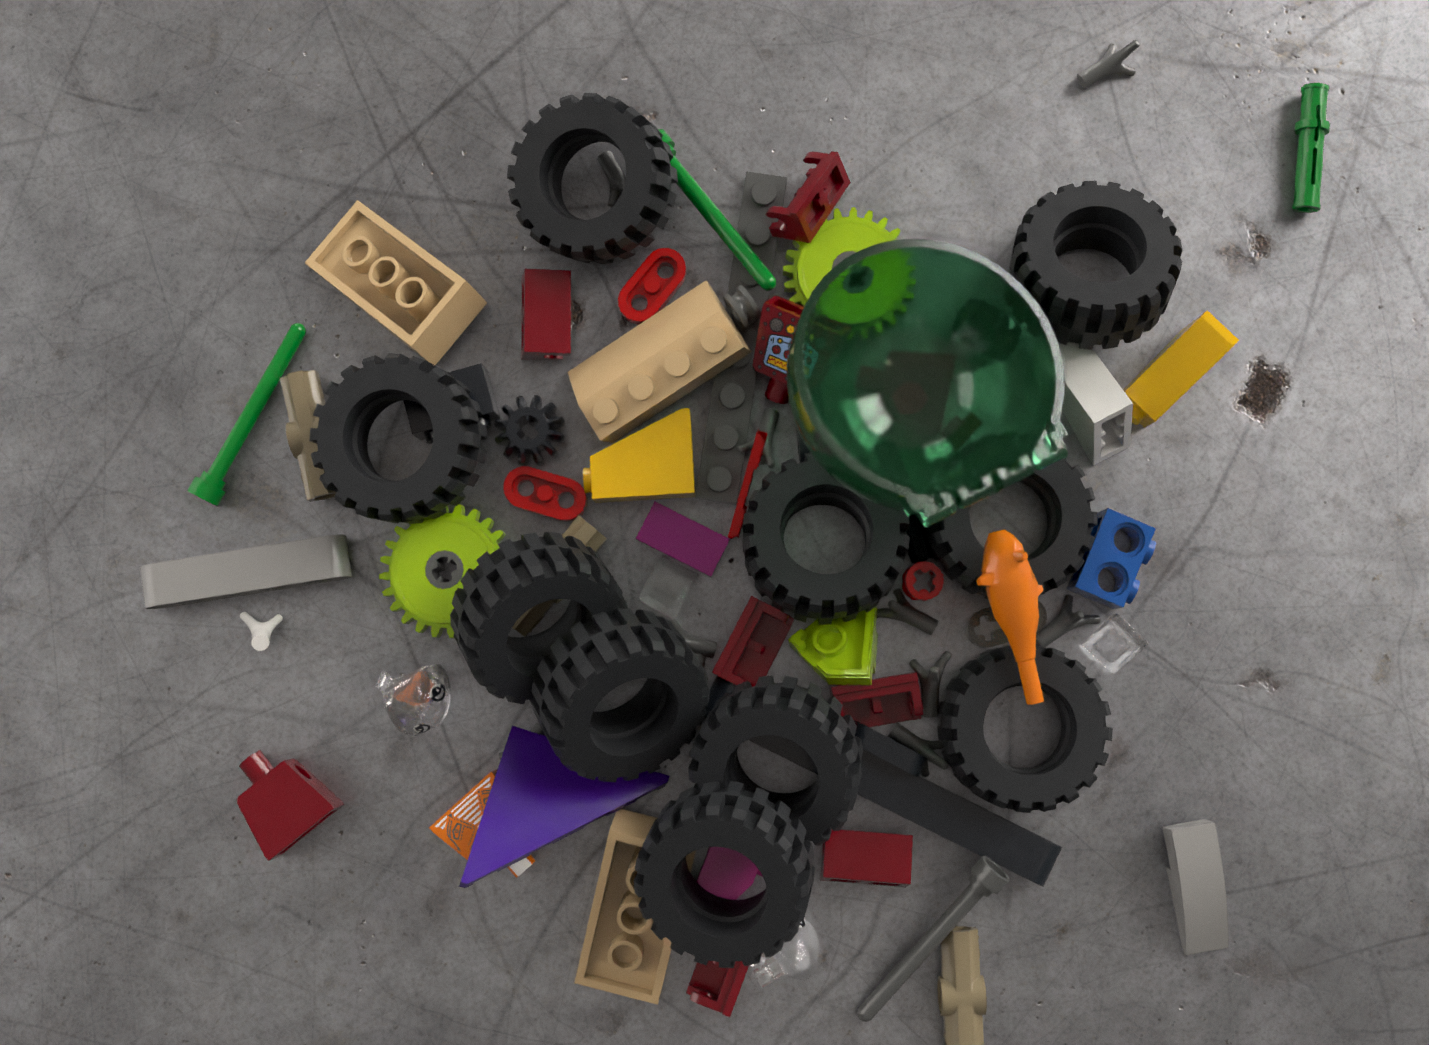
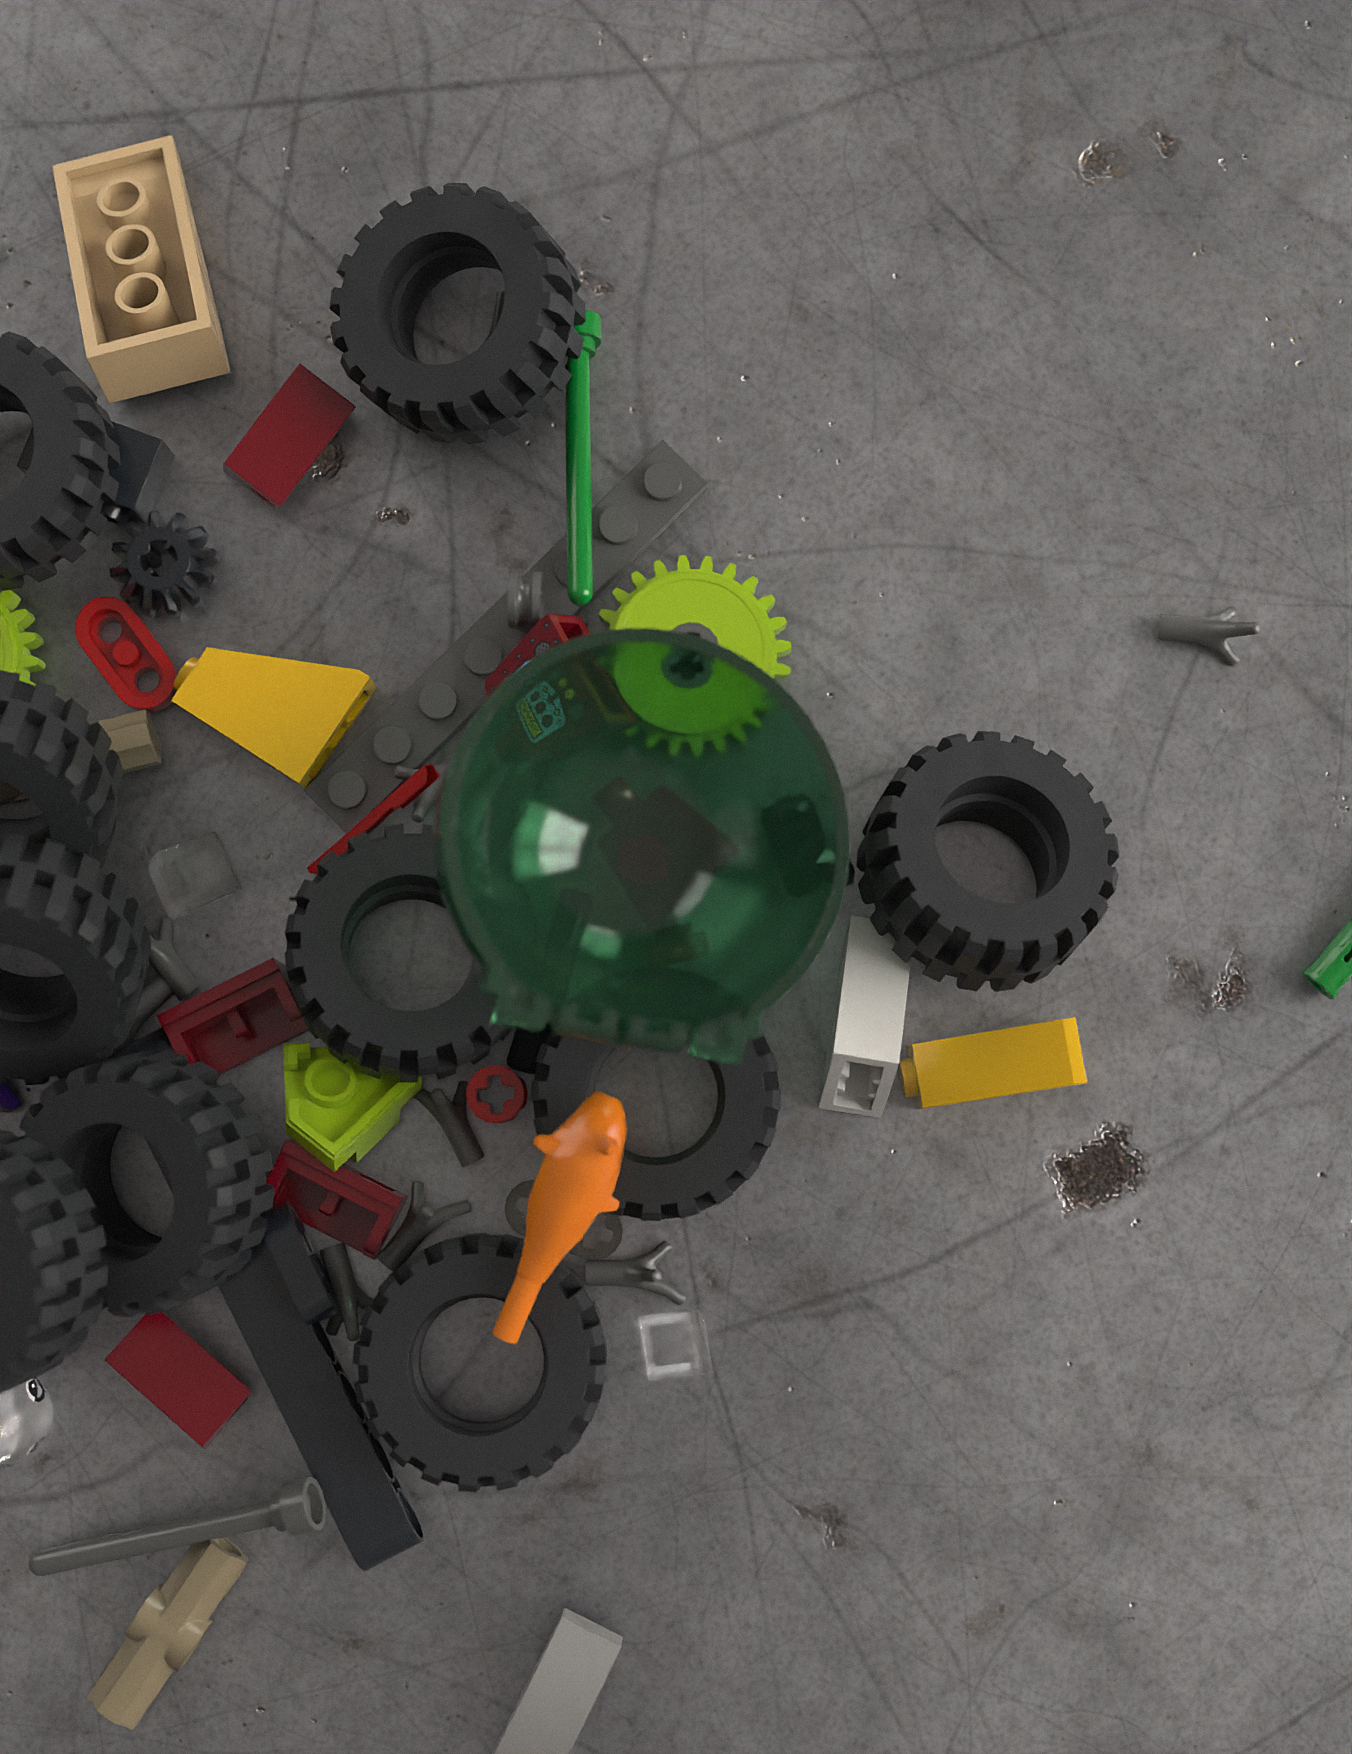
camera: 30 degrees right, 0 degrees up
(650, 286) = (443, 492): red plate -> none
(657, 363) = (373, 594): tan slope -> none
(682, 539) = (251, 830): magenta tile -> none
(813, 200) = (709, 532): dark red hinge -> none
(1107, 556) = (740, 1224): blue brick -> none

